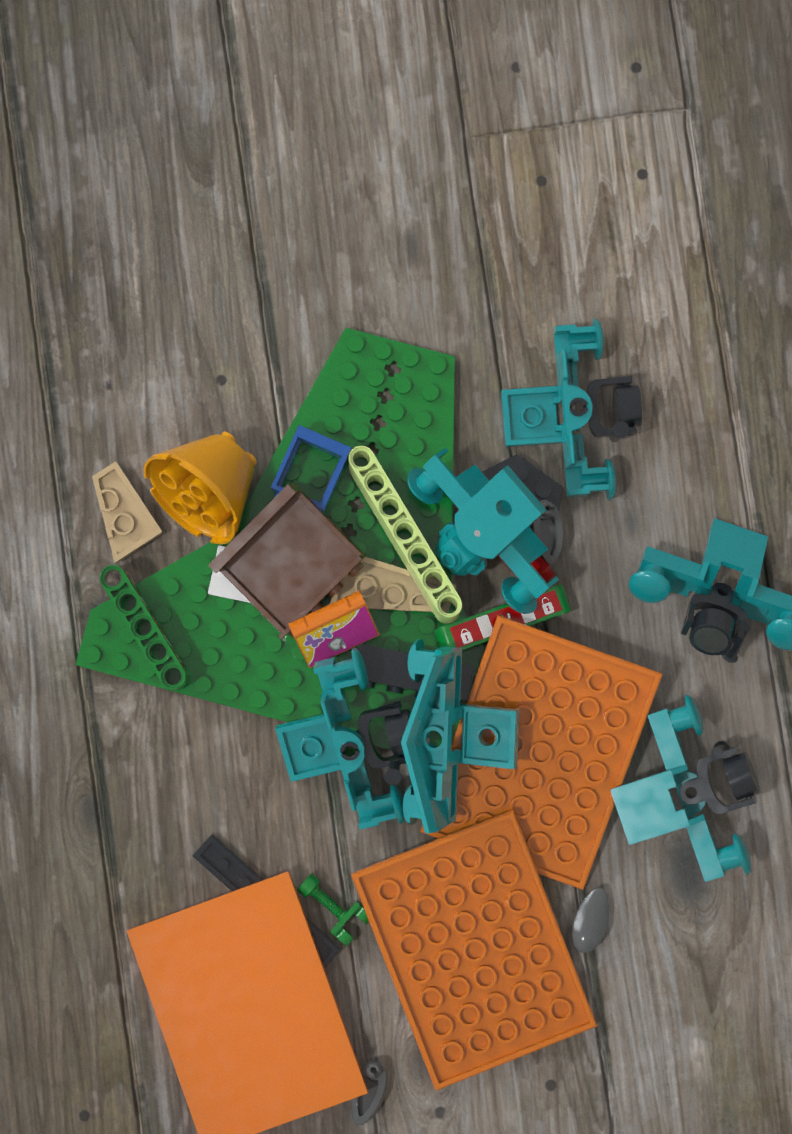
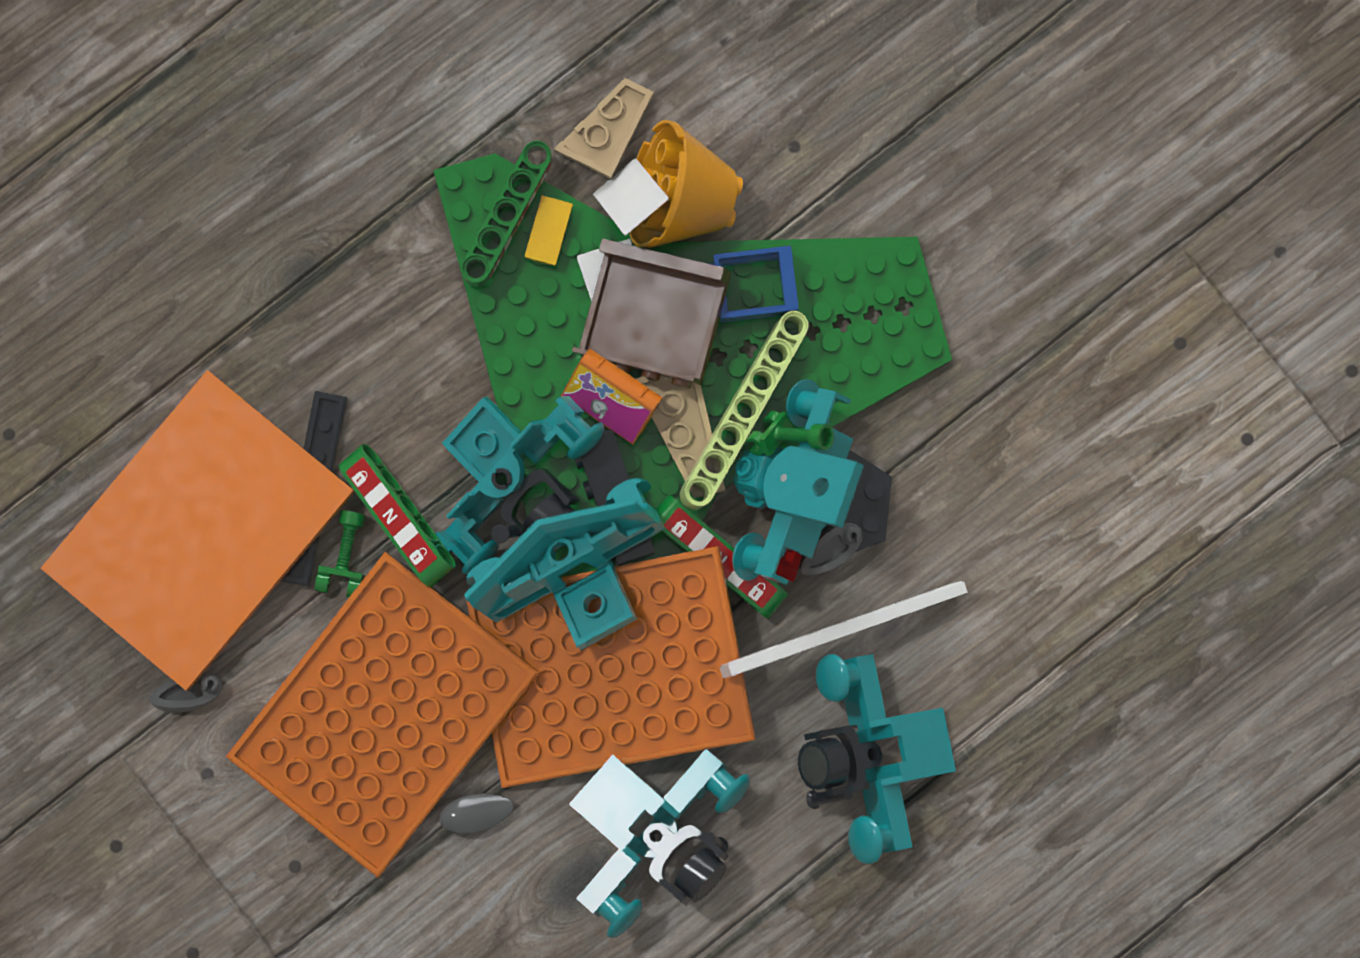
camera: 60 degrees right, 0 degrees up
(176, 603) = (548, 231): none -> yellow tile
(188, 524) = (630, 196): none -> white sticker
(327, 848) = (397, 515): none -> beam
(437, 515) = (818, 436): none -> green bar
(532, 416) = (941, 468): teal piece -> none
(615, 558) = (842, 629): none -> white tile

